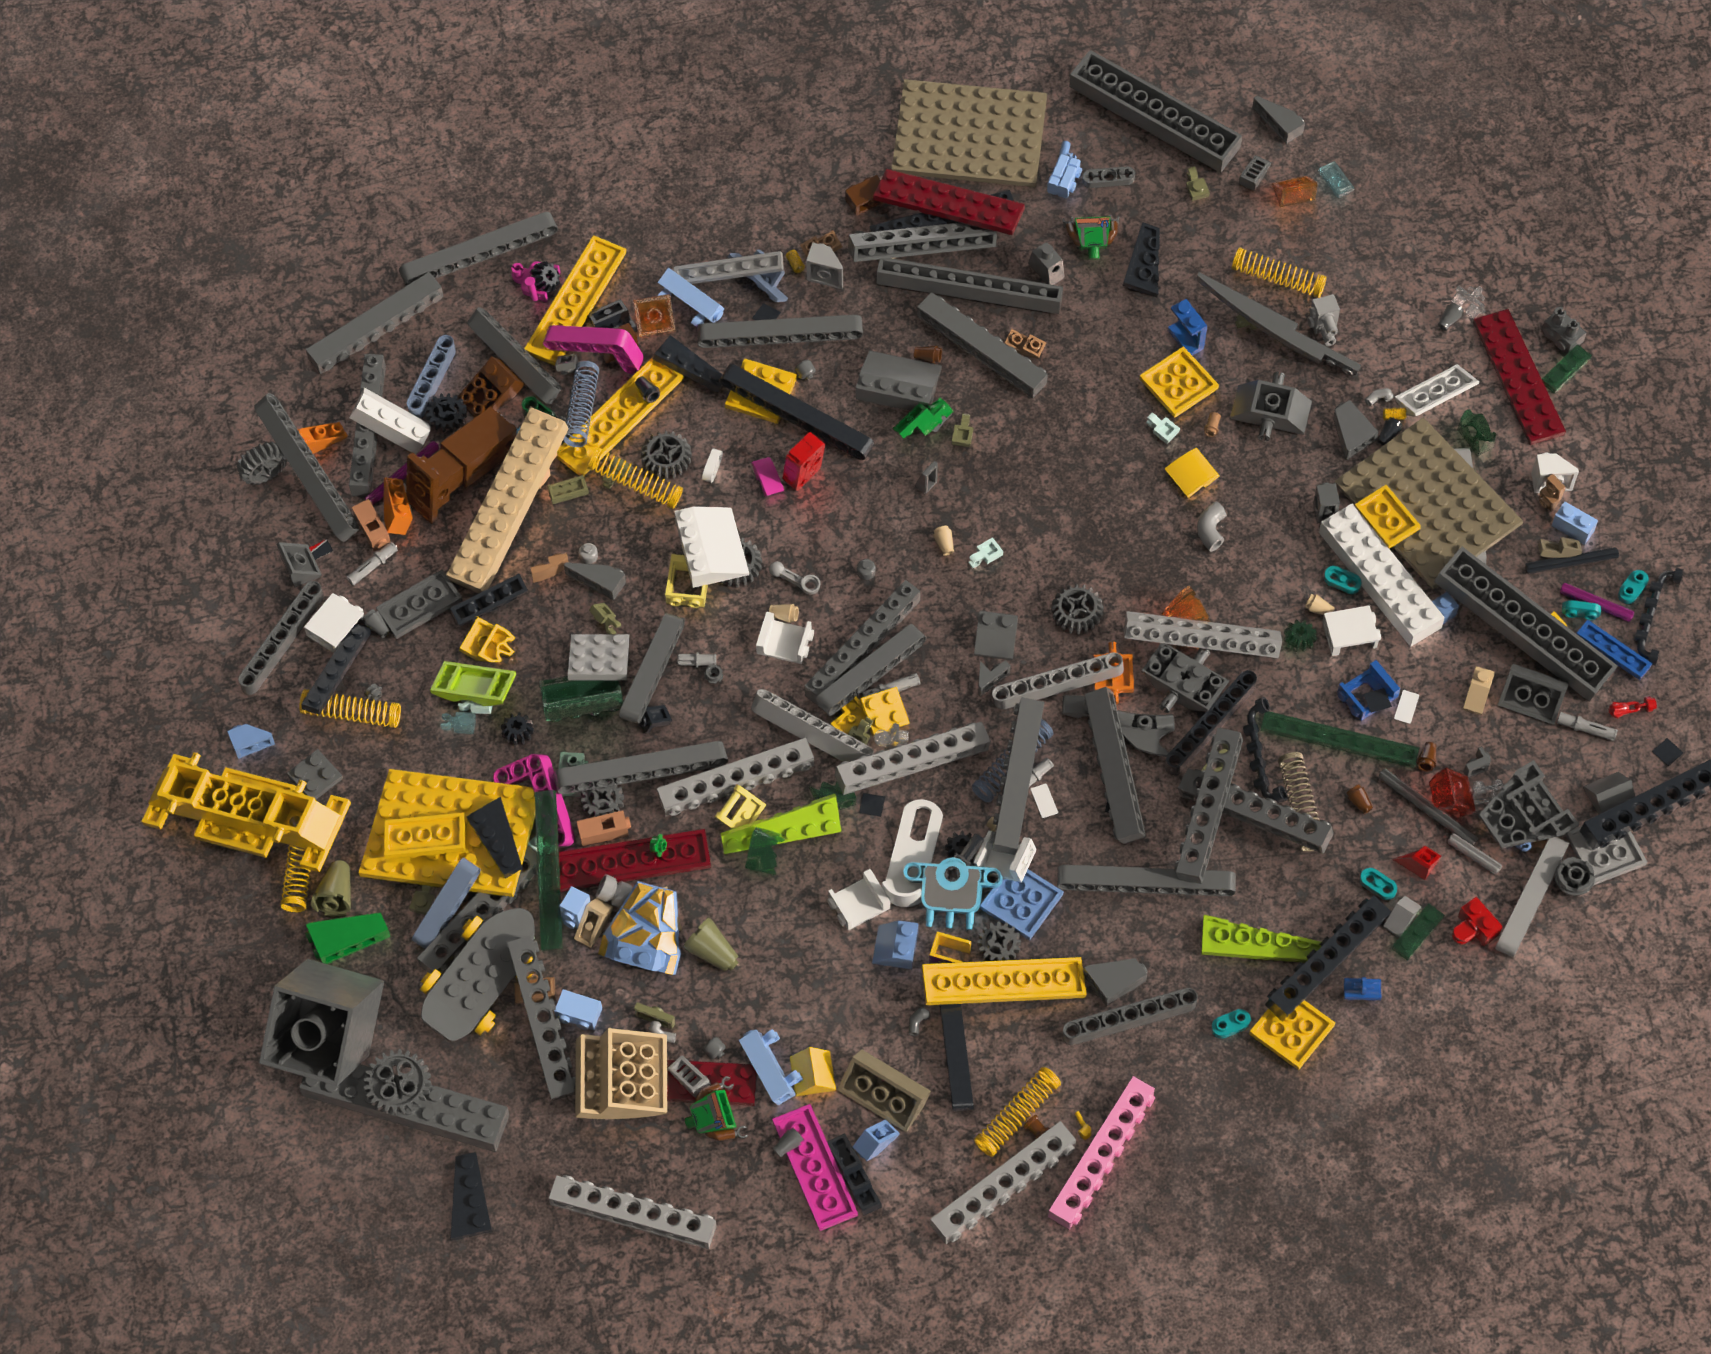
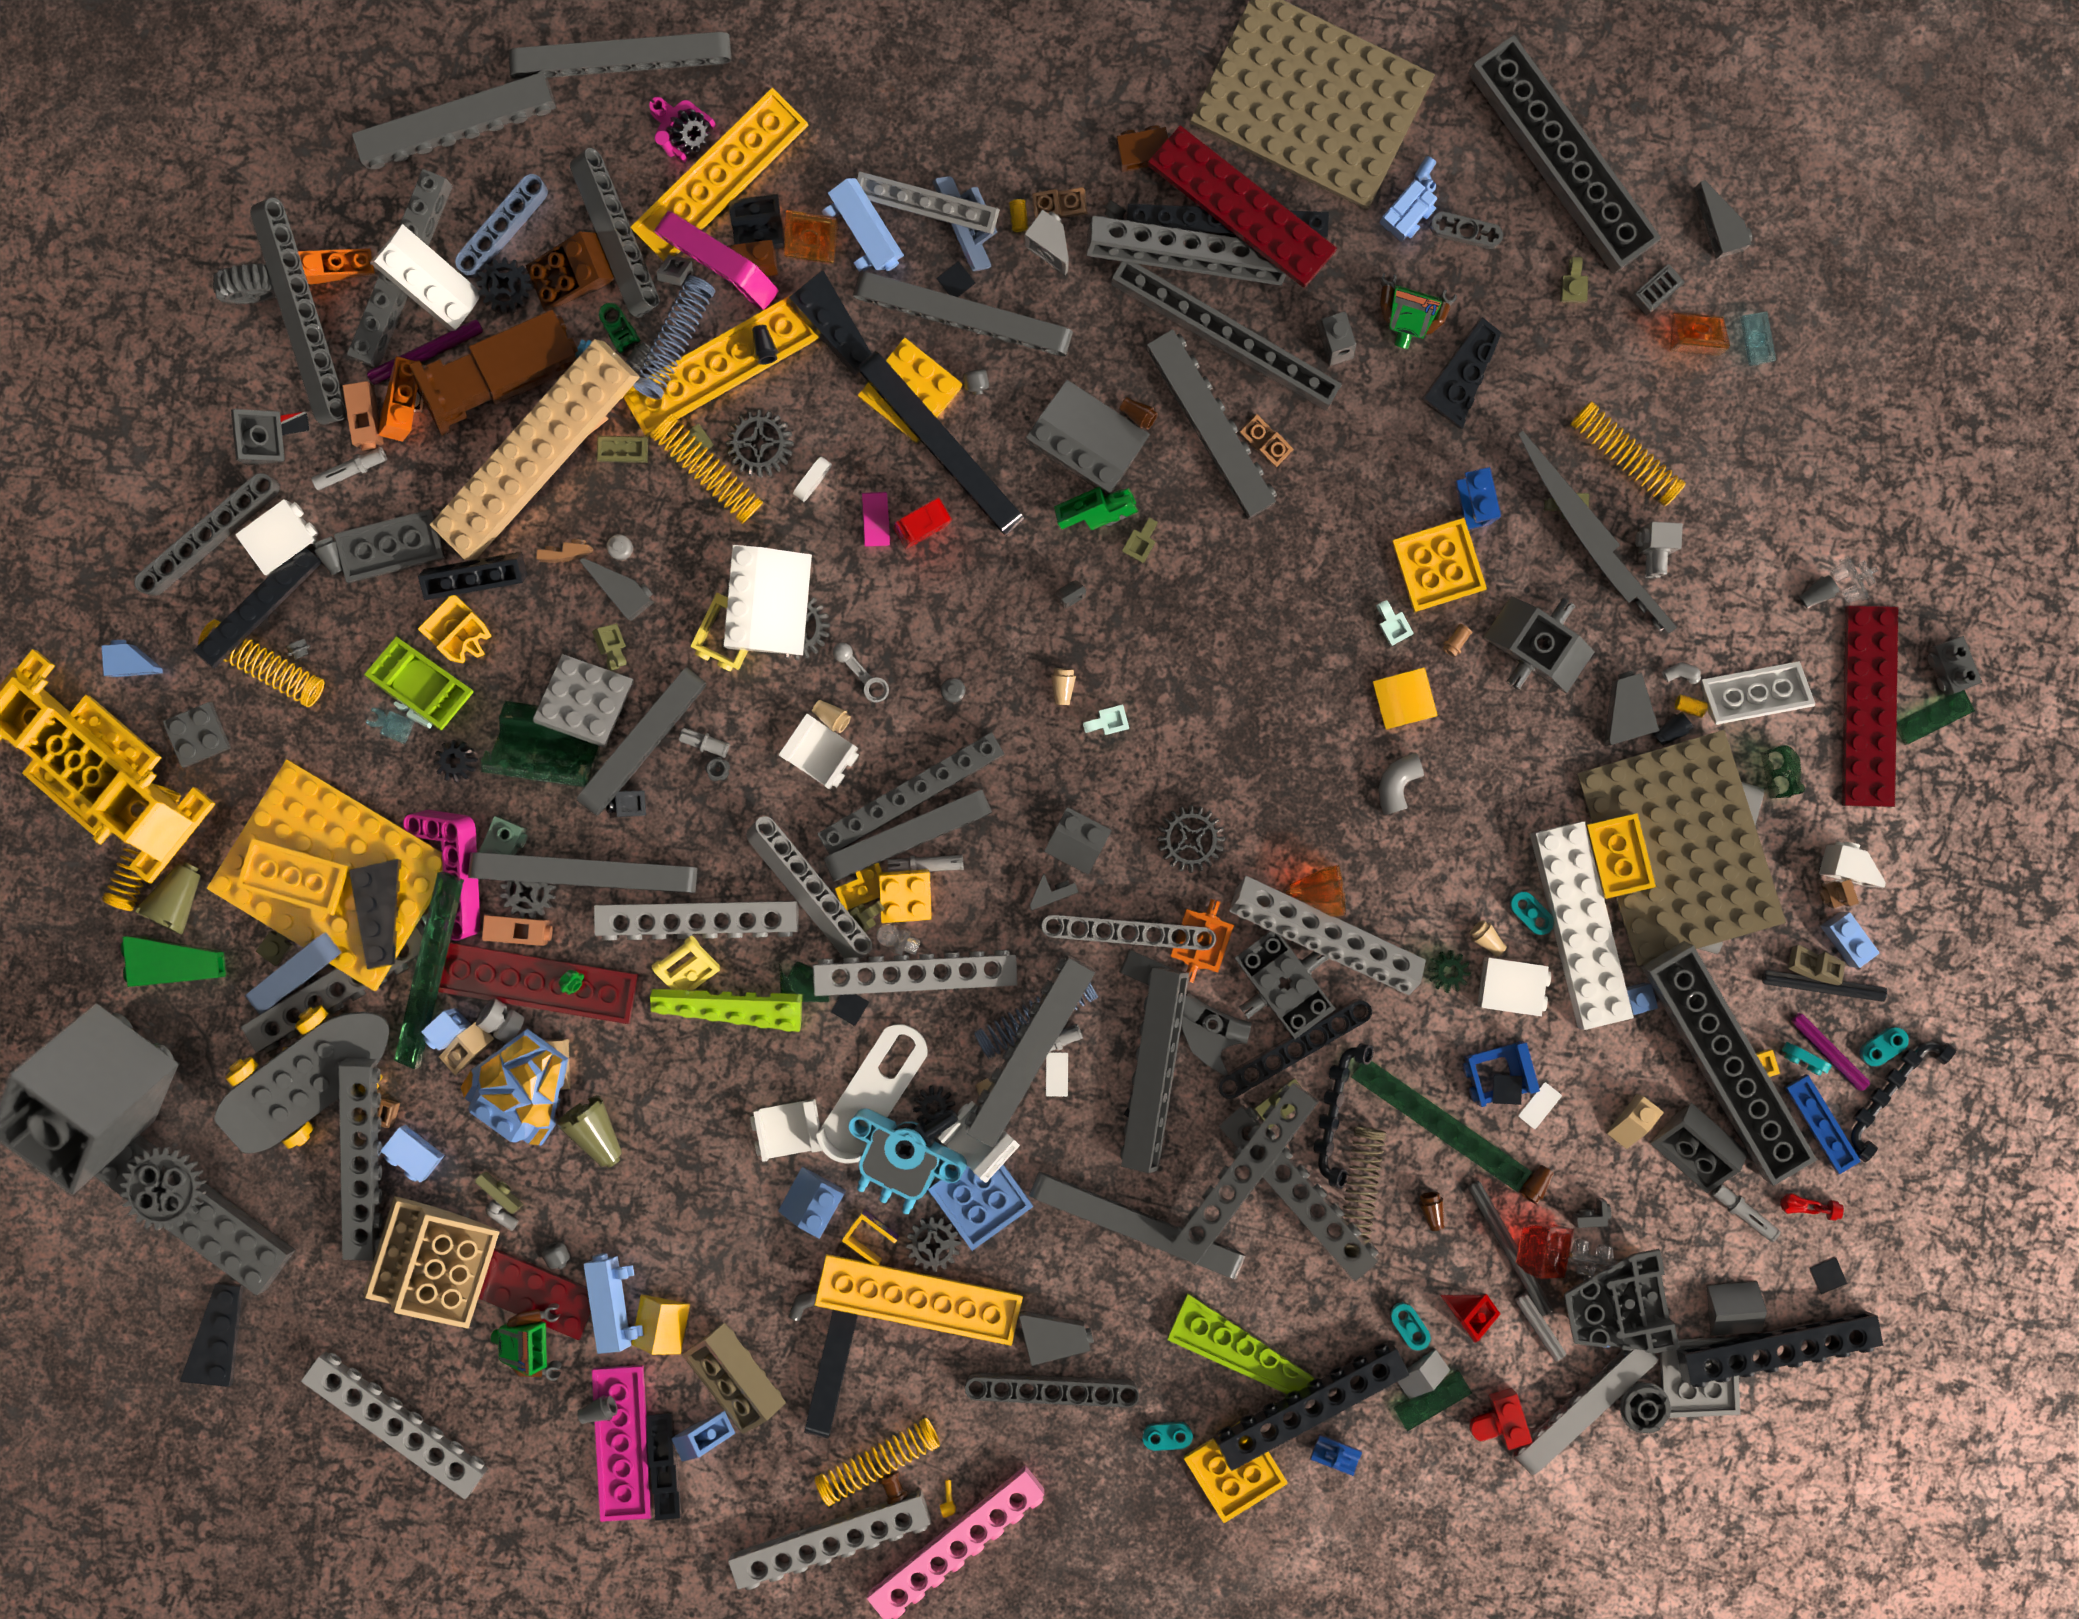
camera: 20 degrees right, 25 degrees up
(697, 1084) = (503, 1290): light grey slope -> none
(760, 854) = (692, 1032): clear green piece -> none
(1325, 501) = (1553, 806): dark grey brick -> none

